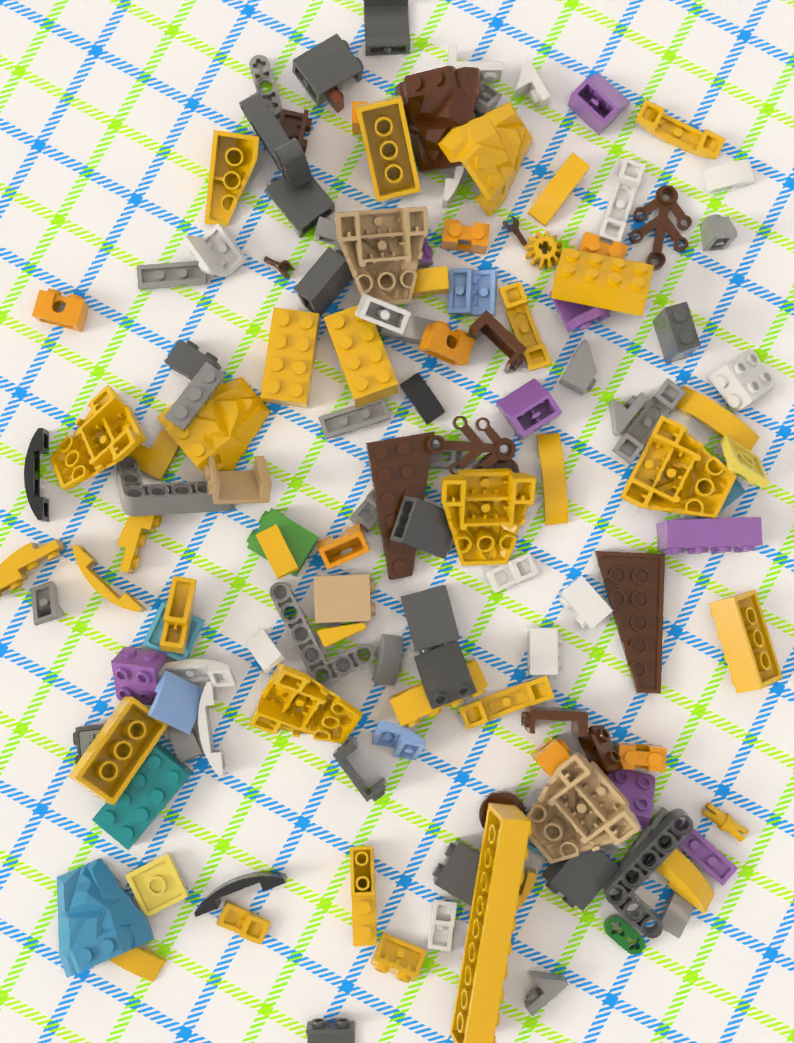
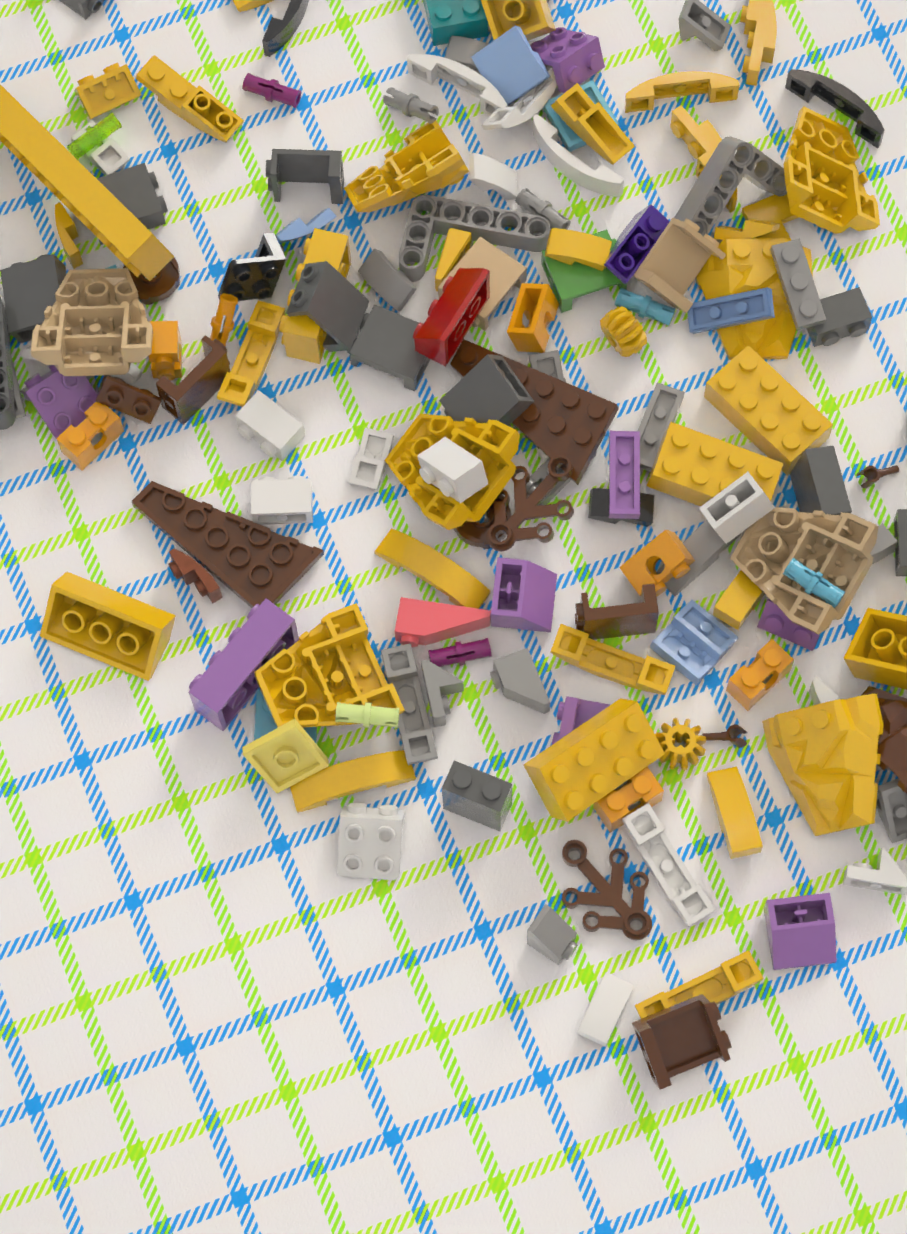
camera: 135 degrees right, 15 degrees down
(173, 454) = (752, 229): none -> yellow slope
(207, 641) = (600, 181): none -> white slope
(242, 427) = (731, 310): none -> medium blue tile
(243, 521) = (635, 243): none -> dark purple slope
(253, 747) = (410, 105): none -> light grey pin
(261, 602) = (541, 208): none -> light grey pin
(278, 487) = (645, 306): none -> medium azure pin
(308, 483) = (623, 331): none -> yellow gear
(317, 864) = (271, 90): none -> magenta pin
(389, 591) = (452, 314): none -> red slope
(395, 231) = (814, 583): none -> medium azure pin
(405, 407) = (624, 474): none -> medium lavender plate
(440, 935) = (94, 136): none -> clear neon green pin
(444, 737) = (255, 276): none -> black bracket
(496, 502) = (452, 470): none -> white brick
(503, 735) = (225, 308): none -> light orange pin
(587, 450) = (431, 622): none -> coral slope
(591, 420) = (460, 653): none -> magenta pin
(673, 624) = (192, 571): none -> copper slope
(687, 429) = (367, 714): none -> yellowish green pin
(714, 119) = (681, 1038): none -> reddish brown panel

